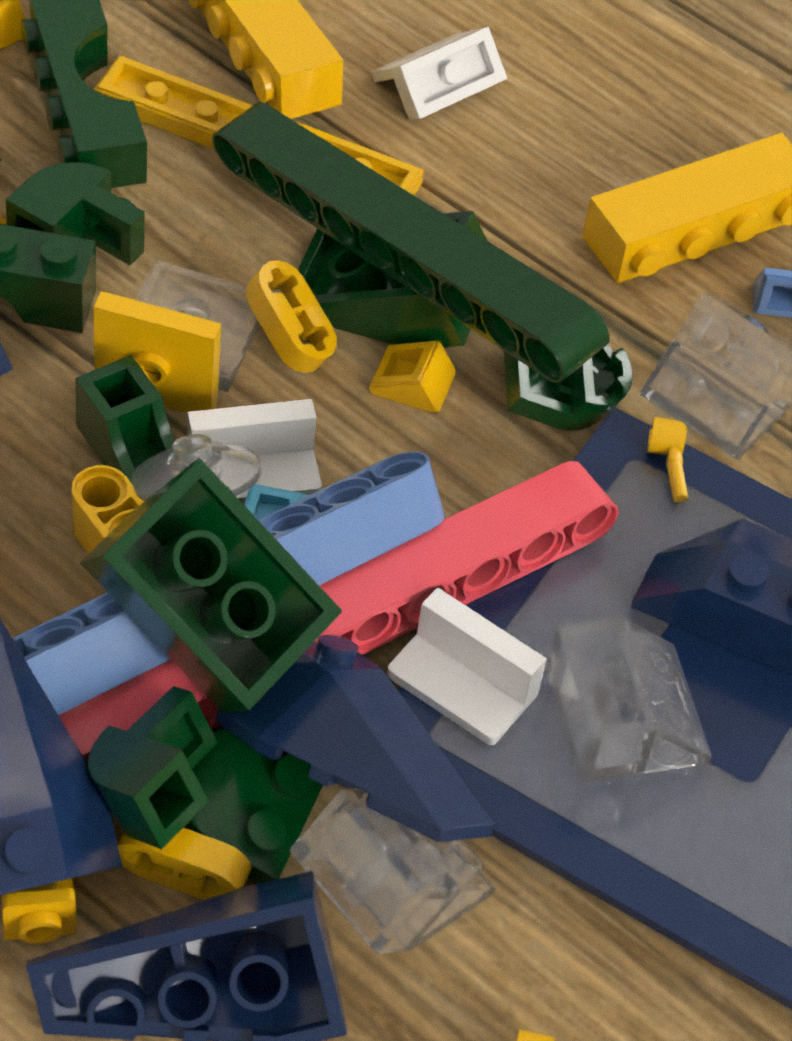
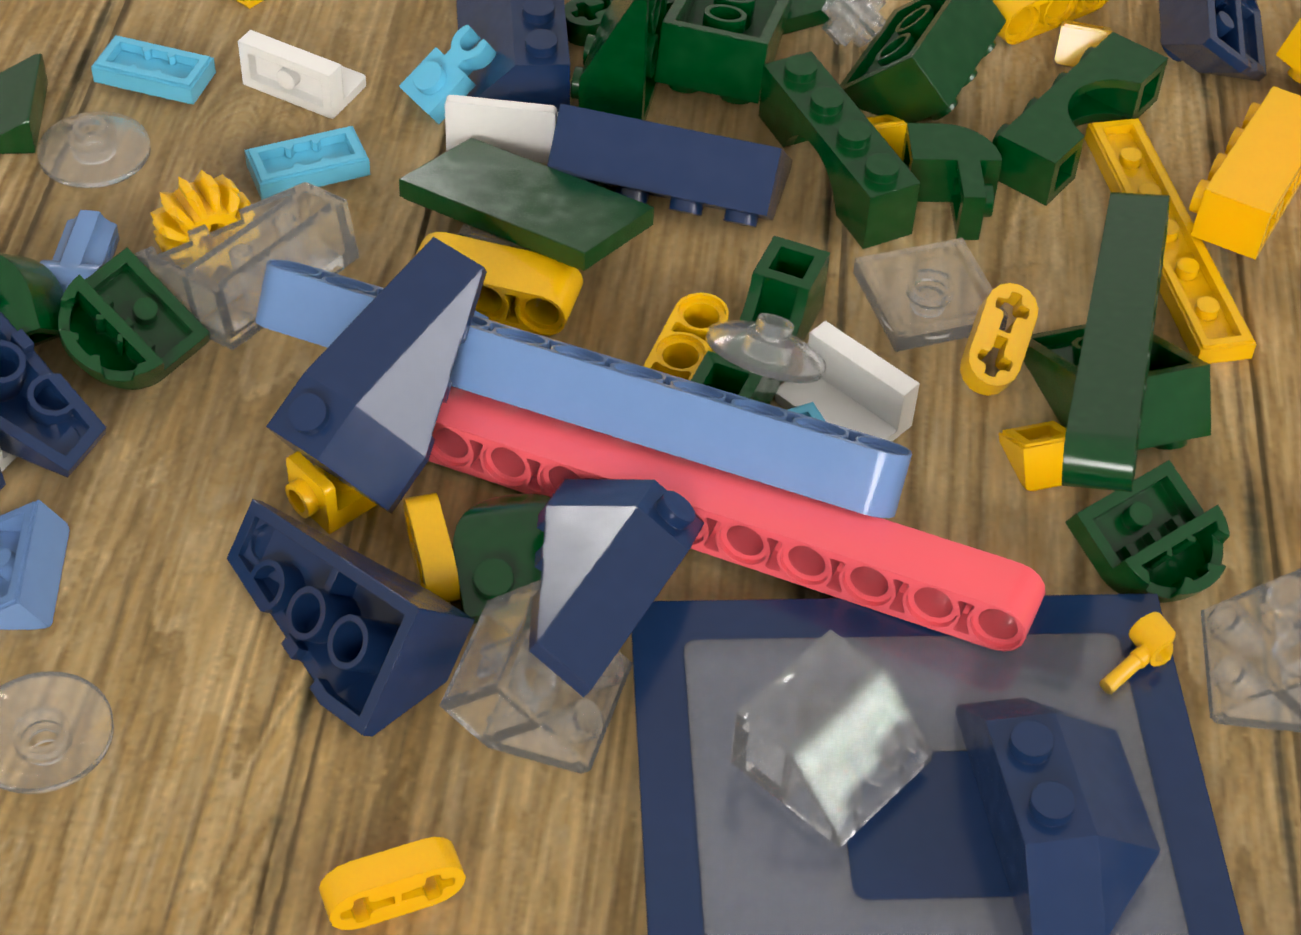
camera: 60 degrees right, 5 degrees down
(149, 768) = (460, 461): dark green brick -> none
(171, 348) = (859, 273): yellow plate -> none
(212, 588) = (611, 372): dark green slope -> none
(468, 668) = (761, 622): white panel -> none

